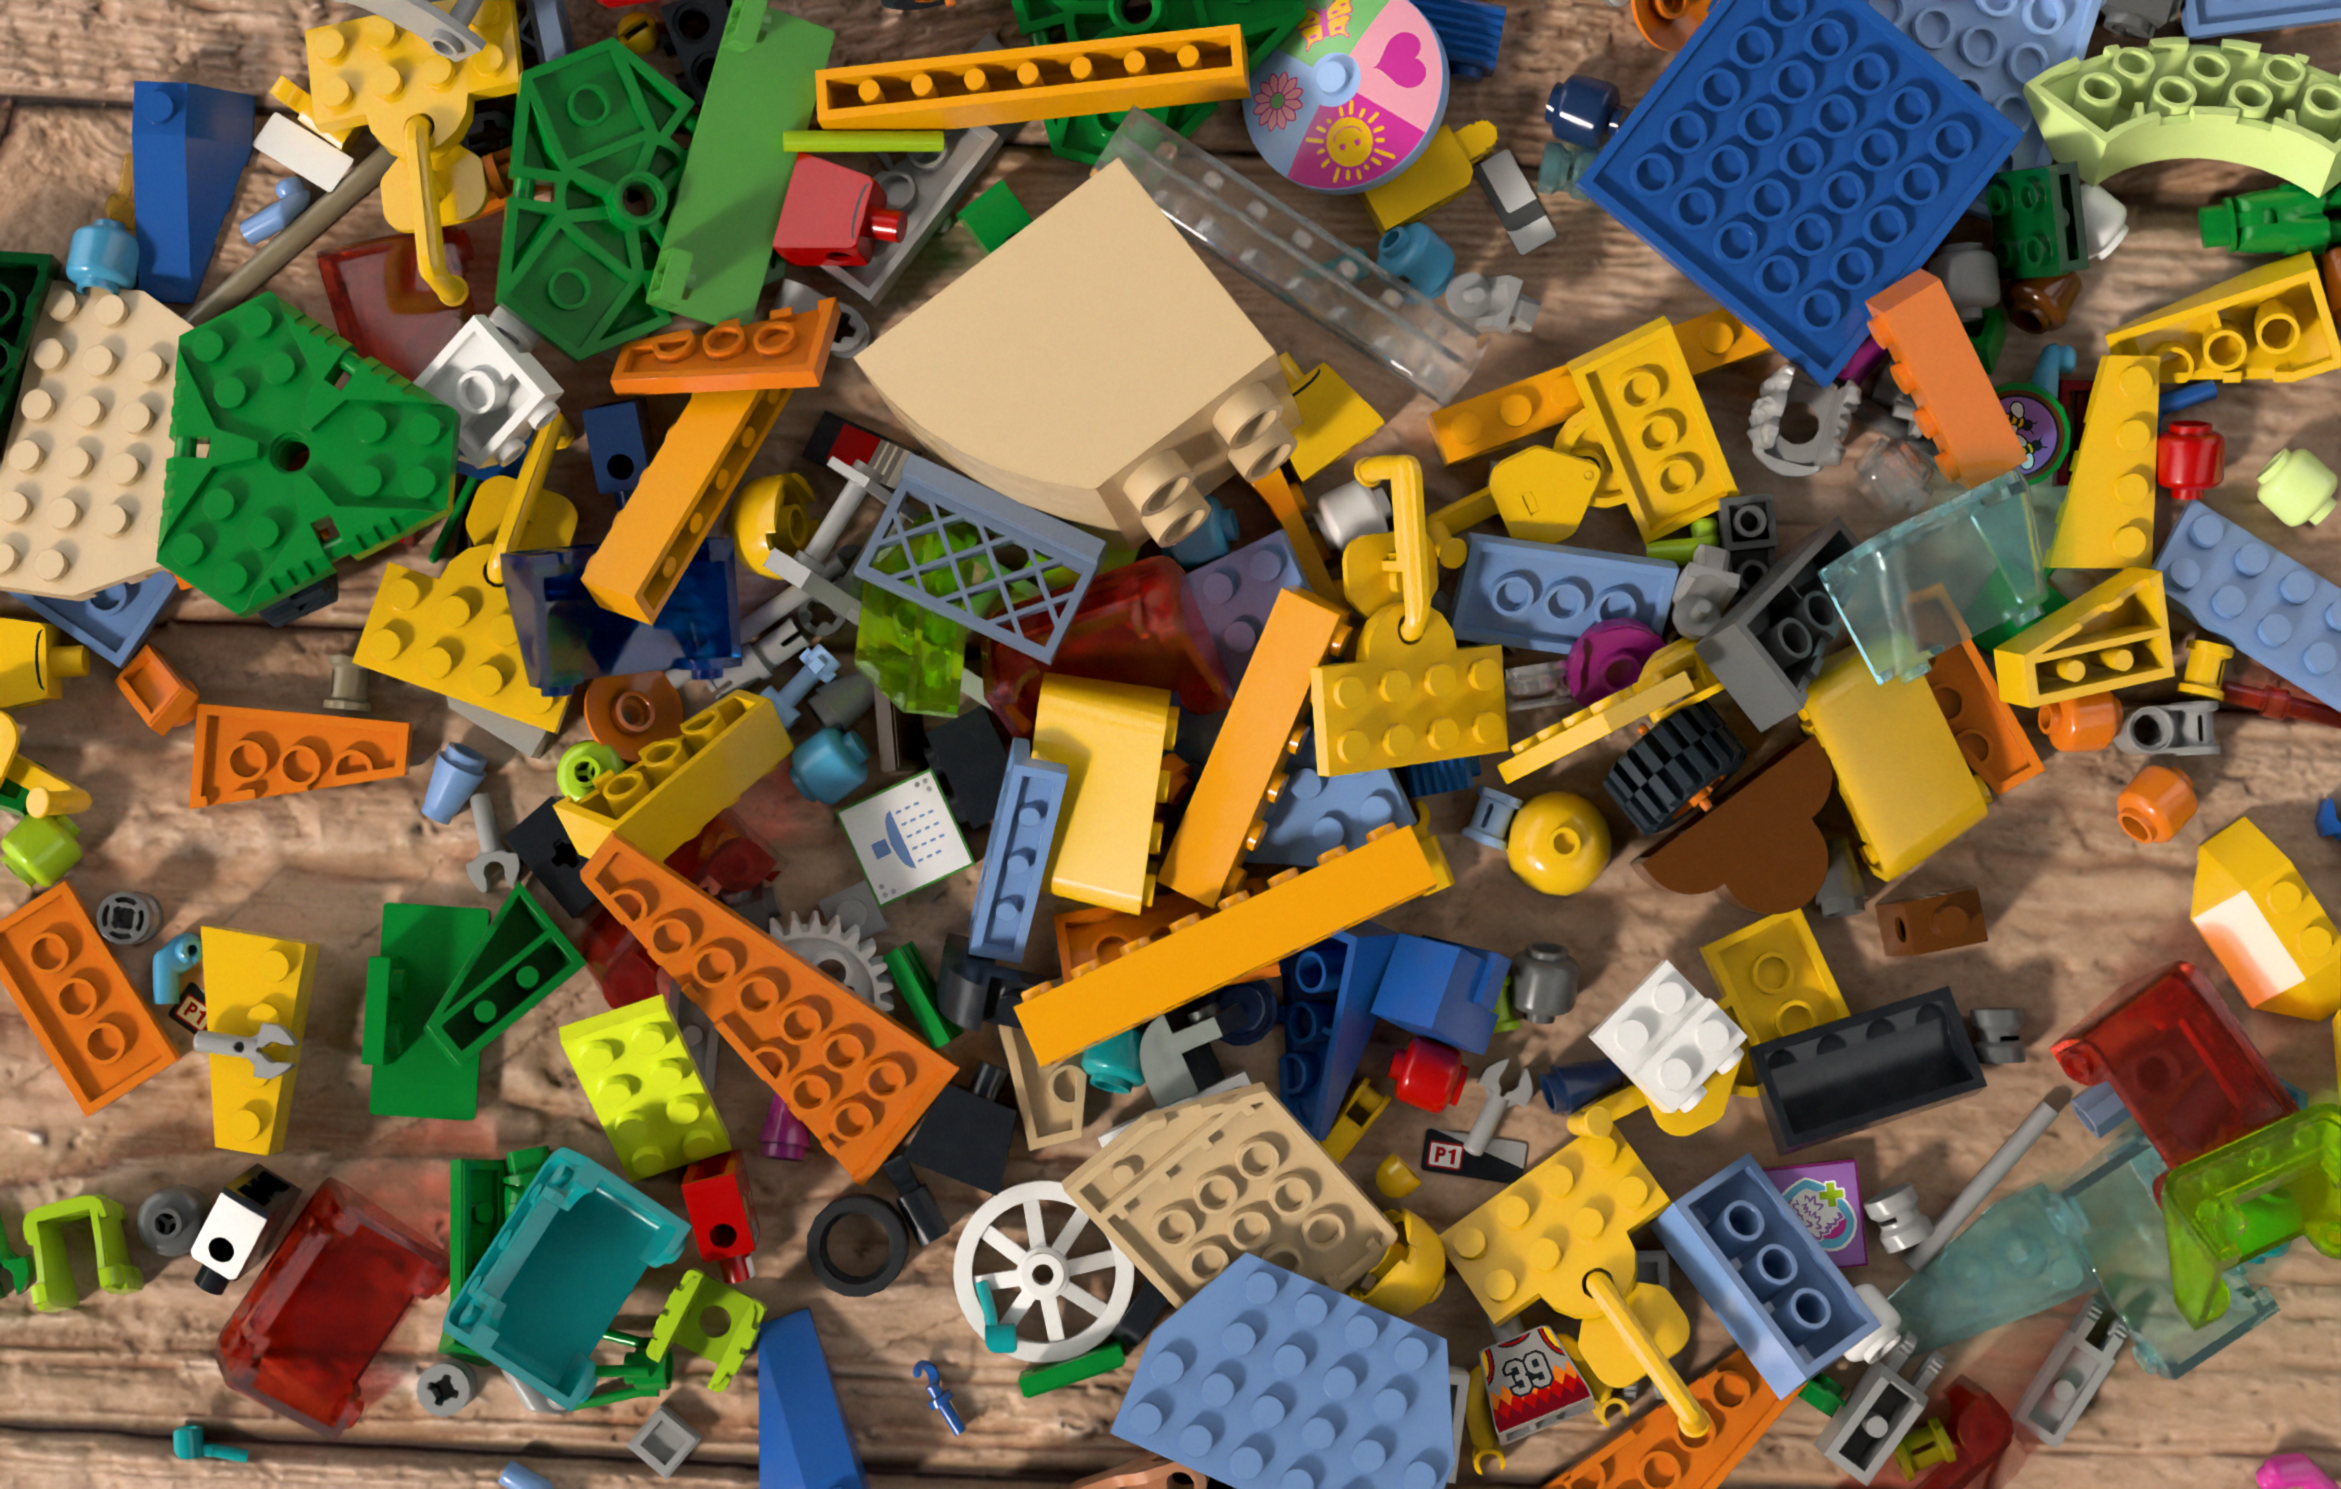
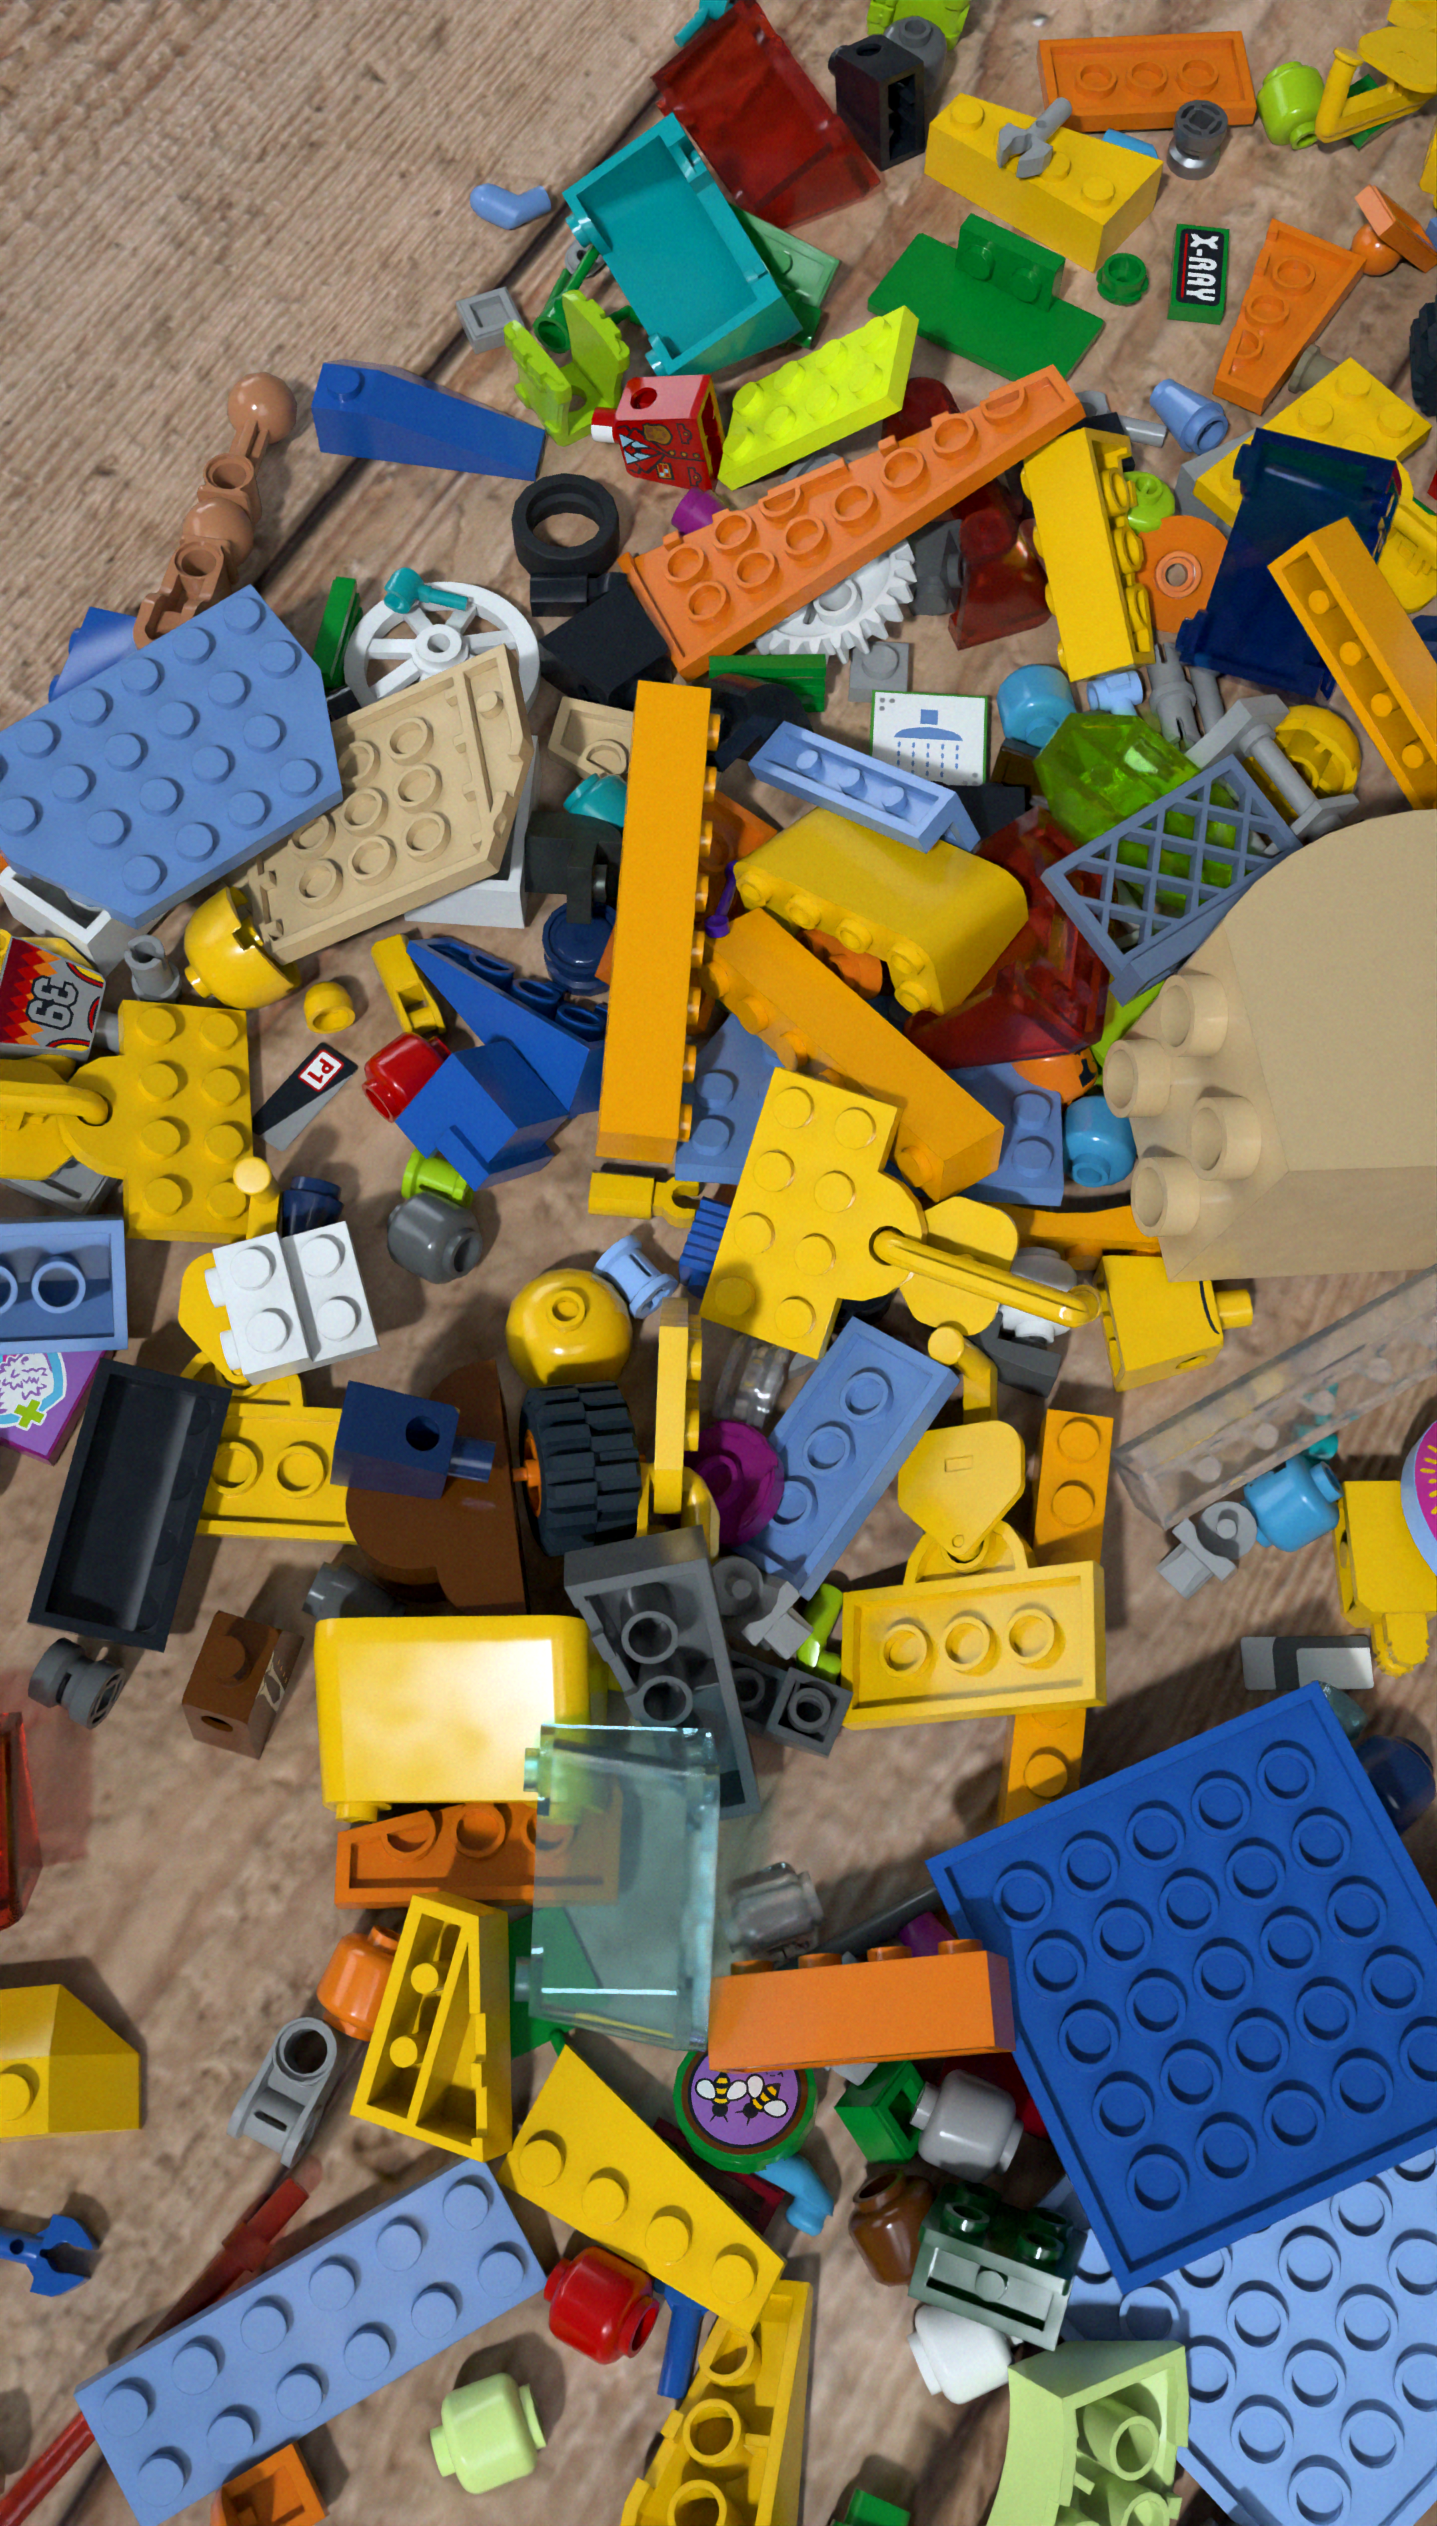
camera: 115 degrees right, 20 degrees down
(279, 847) = (1198, 274): none -> tile
(313, 914) = (1122, 279): none -> green plate
(505, 977) = (975, 328): green wedge -> none
(940, 1398) = (384, 534): blue hand -> none
(1197, 901) = (718, 924): none -> dark purple hinge
(1440, 1314) = (152, 974): none -> light grey pin
(1496, 1104) = (340, 1139): light grey bar -> none
(1761, 901) = (379, 1437): none -> dark blue torso
(1834, 416) = (903, 1786): light grey piece -> none
(2156, 804) = (216, 2019): orange head -> none
(2204, 670) = (335, 2174): yellow bush -> none

